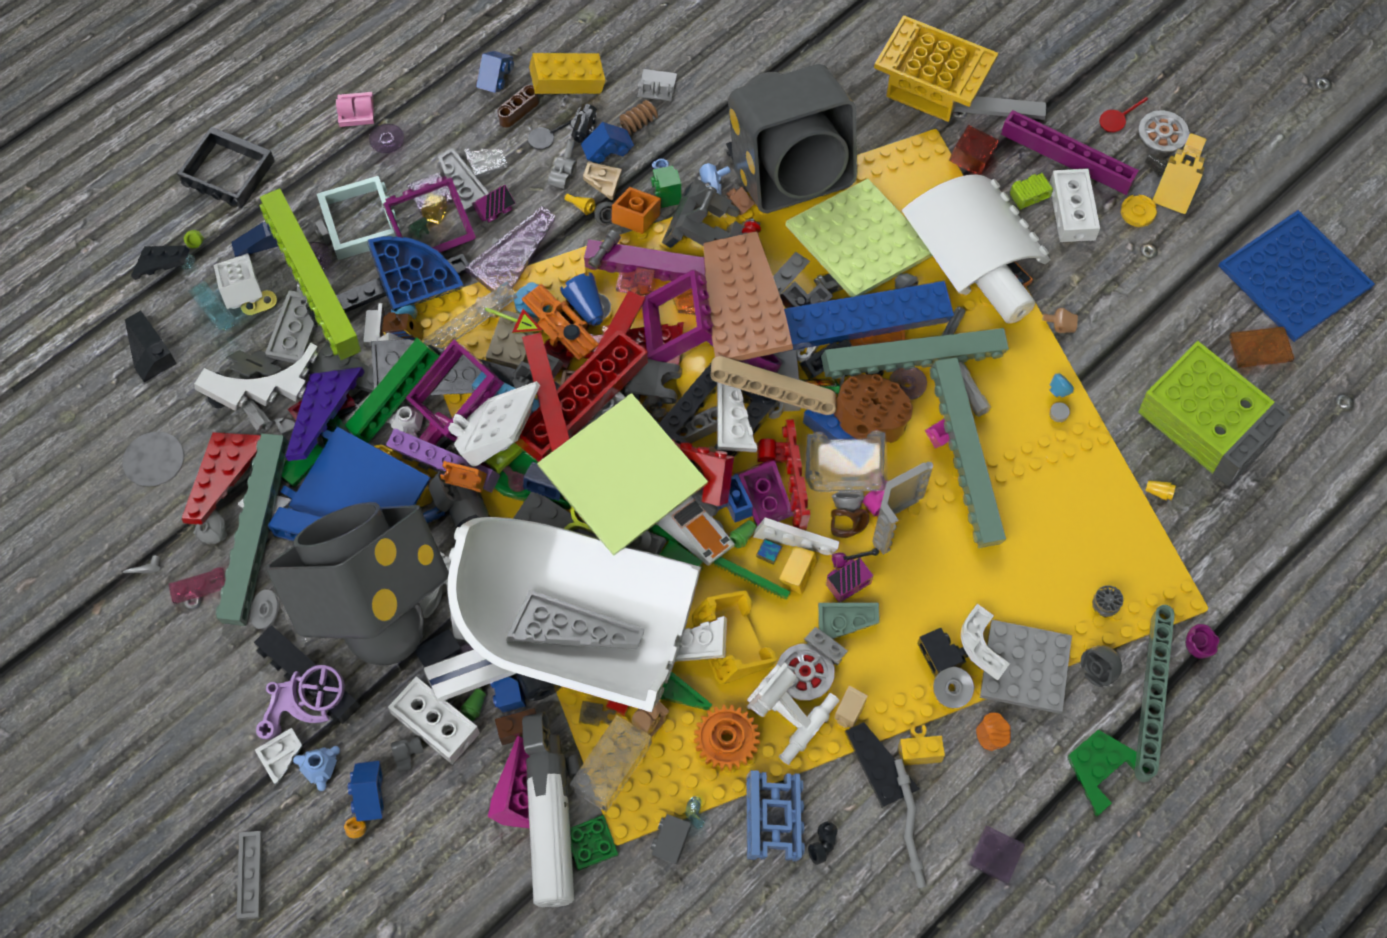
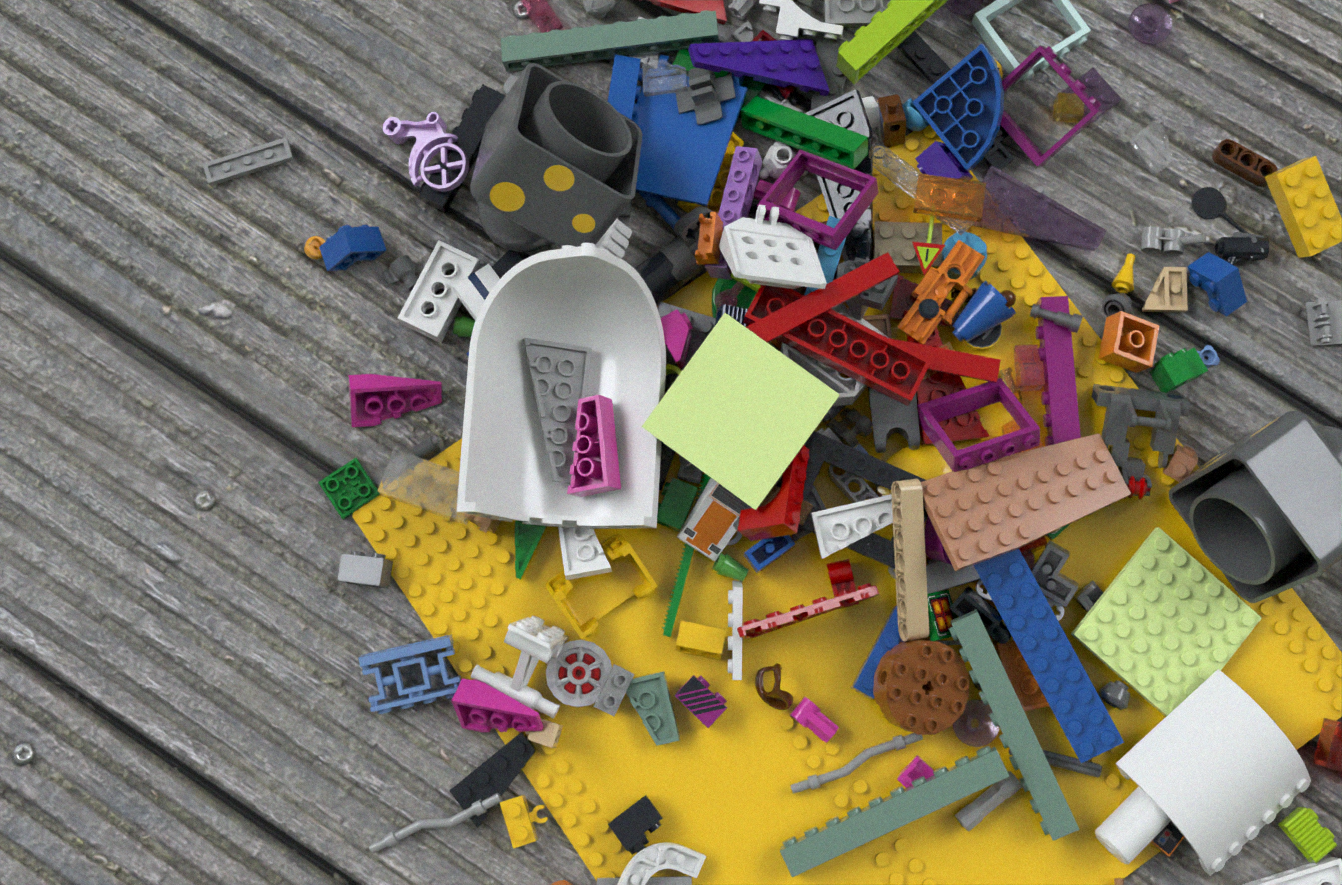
camera: 80 degrees right, 15 degrees up
(279, 754) = (374, 149): white wing -> none
(302, 492) = (663, 77): none -> clear wing
(318, 765) = (371, 191): light blue rock -> none
(331, 456) = (702, 95): none -> dark grey piece
(374, 324) = (900, 85): white panel -> none
(417, 226) = (1038, 96): clear green tile -> none
(452, 300) = (940, 161): none -> dark purple slope
(465, 181) = (1111, 132): light grey wing -> none
(485, 295) = (949, 198): none -> clear orange tile
(492, 71) = (1286, 116): brick -> none
(494, 203) = (1092, 173): brick -> none
(511, 726) = (451, 378): reddish brown brick -> none
(541, 514) = (677, 335): none -> dark pink slope
(548, 814) = (363, 435): white piece -> none
(627, 605) = (595, 448): none -> dark pink wedge
(637, 116) = (1270, 310): medium nougat piece -> none
(692, 812) = (400, 585): clear light blue arm -> none
(712, 177) = (1202, 421): light blue piece -> none
(722, 752) = (468, 599): orange gear -> none
(766, 492) = (786, 580): magenta slope -> none
(769, 551) = (716, 602): tile -> none
(789, 271) = (1095, 545): light grey plate -> none
(818, 752) = (485, 708): none -> dark pink wedge
(827, 834) = (405, 735): black arm -> none
(840, 559) = (725, 687): hinge -> none
(846, 463) = (842, 667): clear windscreen -> none
(848, 500) = (801, 680): light grey hat -> none
(898, 495) = (804, 732): light grey hinge -> none
(931, 508) = (815, 781): none -> light grey bar
(963, 687) = (588, 850): light grey dish -> none

